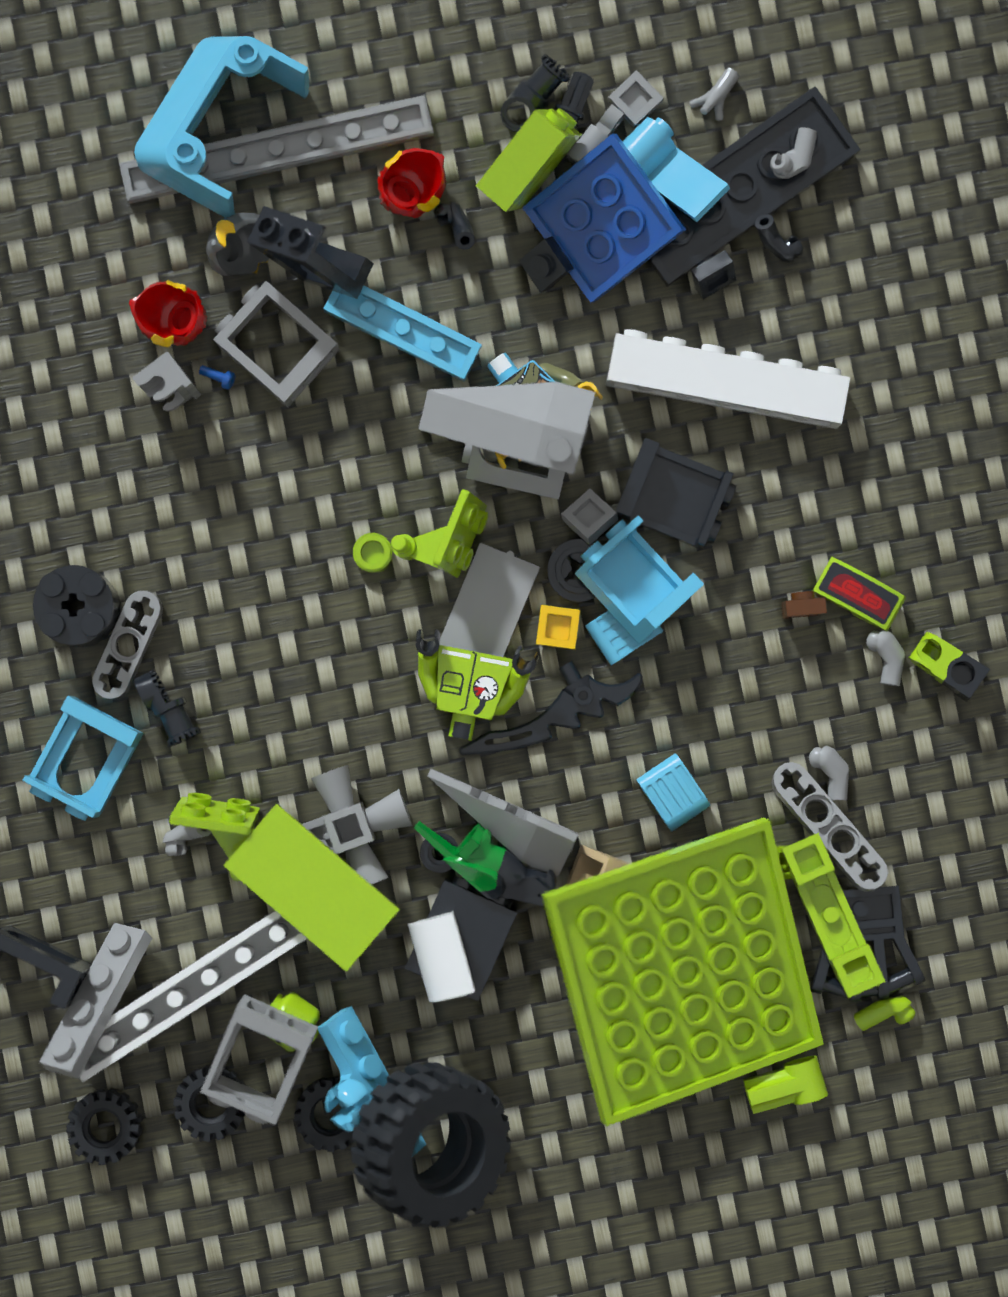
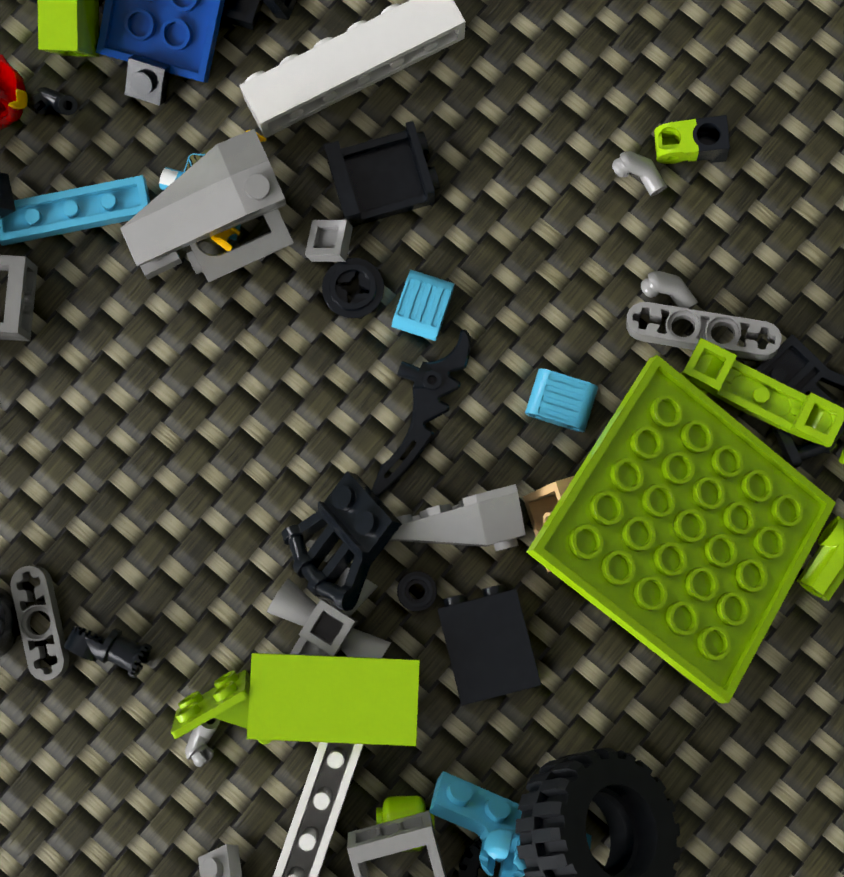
camera: 35 degrees left, 5 degrees down
(44, 775) = (49, 779): medium azure panel -> none
(372, 552) = (181, 399): lime tile -> none
(435, 762) = (362, 525): none -> black plate
(441, 957) = (484, 673): white brick -> none
(451, 545) = (235, 344): lime plate -> none
(470, 682) = (335, 436): lime torso -> none
(489, 602) = (305, 373): light grey piece -> none
(491, 867) = (468, 568): animal -> none
(558, 627) = (371, 343): yellow plate -> none
(634, 580) = (401, 260): medium azure panel -> none
(803, 605) = (546, 181): reddish brown plate -> none
(859, 594) = (580, 140): slope -> none

